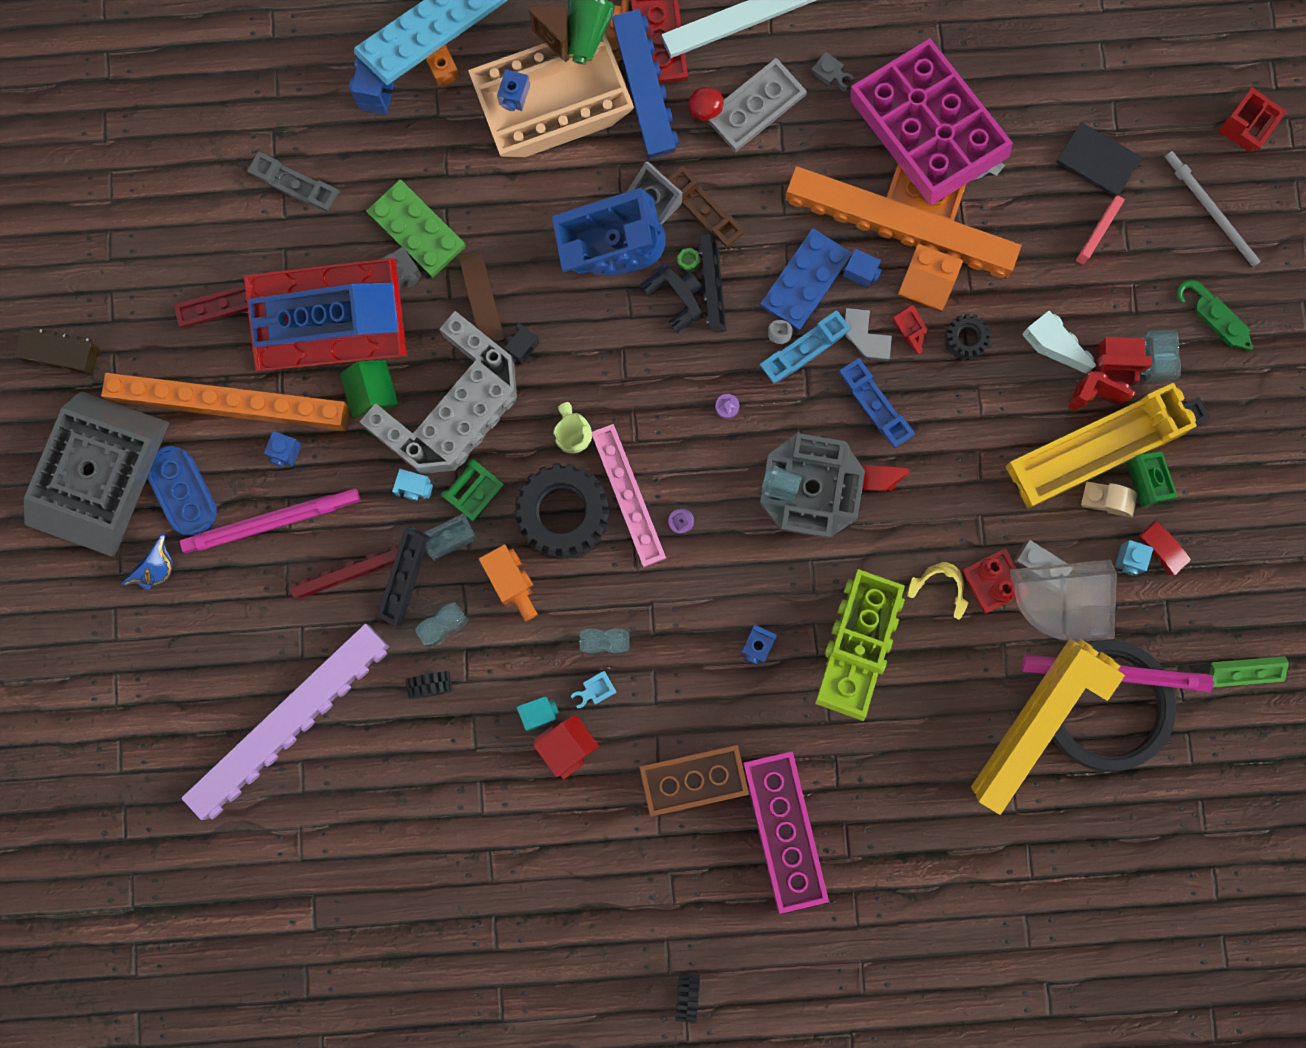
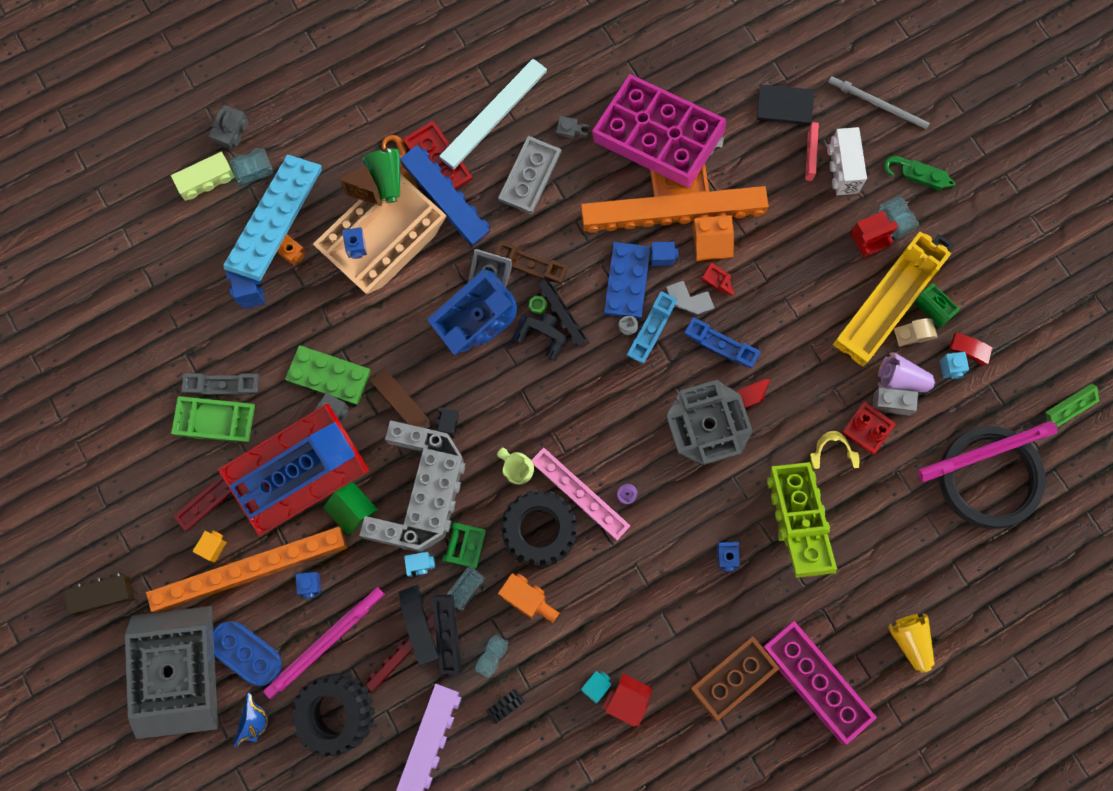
camera: 30 degrees left, 5 degrees down
(198, 356) = (210, 545): none -> light orange brick
(212, 595) = (309, 722): none -> black tyre
(266, 218) = (213, 419): none -> bright green slope
(376, 552) = (417, 625): none -> black slope
(597, 689) = (629, 647): medium azure plate -> none
(612, 641) = (623, 606): clear light blue brick -> none
(705, 103) = (494, 190): red hair -> none
(727, 406) = (617, 395): medium lavender tile -> none
(782, 484) = (689, 431): clear light blue brick -> none
(919, 841) = (915, 640): none -> yellow cone
(977, 327) = (767, 259): black tyre -> none
(1055, 342) = (823, 242): light aqua slope -> none
(1066, 538) = (904, 375): none -> lavender cone
(1068, 599) = (928, 415): clear brick -> none
(1072, 671) = (955, 510): yellow brick -> none
(1097, 384) = (867, 258): red bracket -> none
(1134, 260) = (847, 161): none -> white brick
(1252, 120) = (874, 31): red plate -> none

